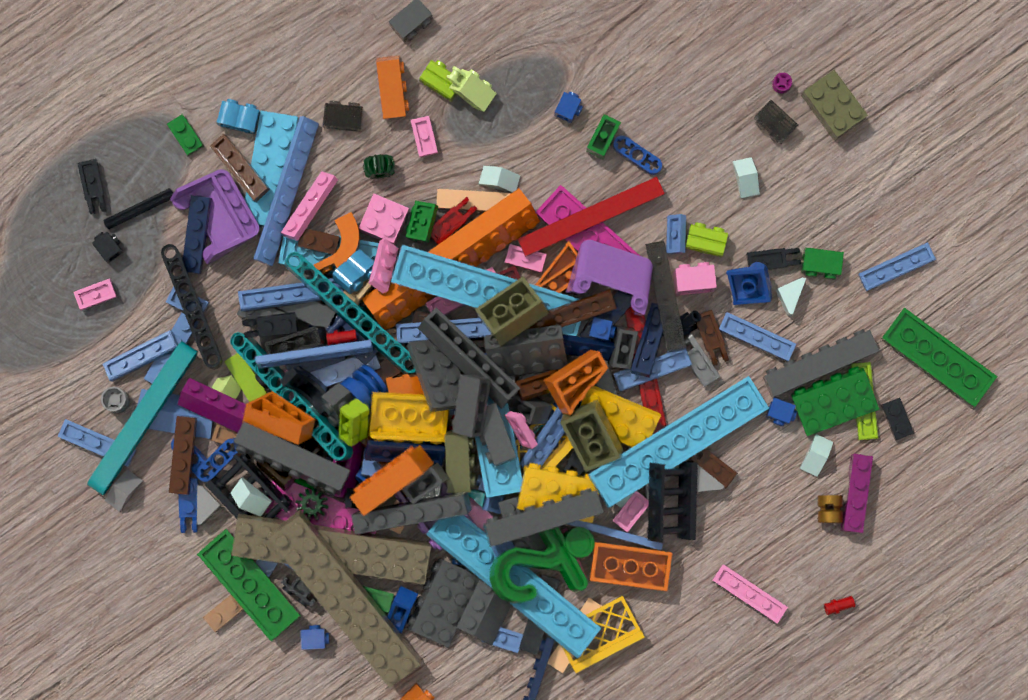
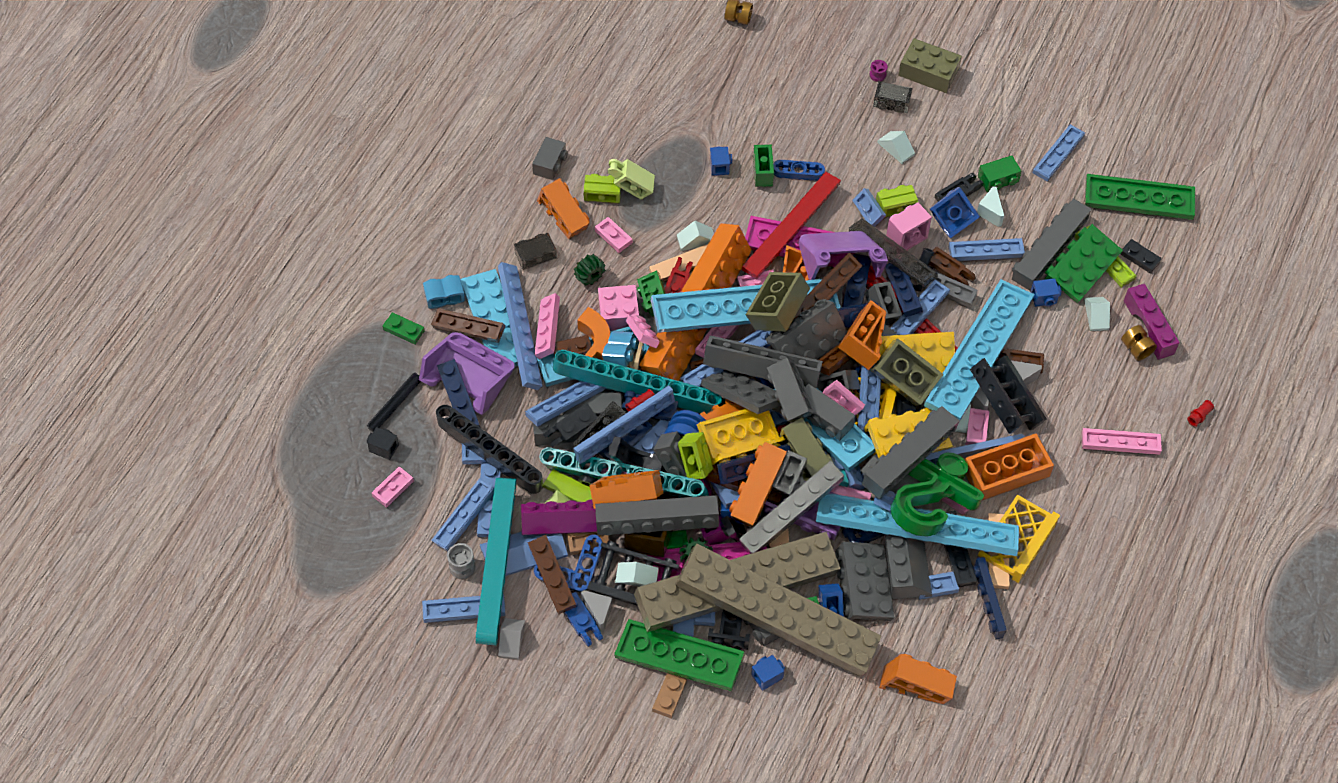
camera: 30 degrees left, 25 degrees down
(92, 184) = (340, 402): black hinge -> none
(602, 329) = (858, 293): blue brick -> none

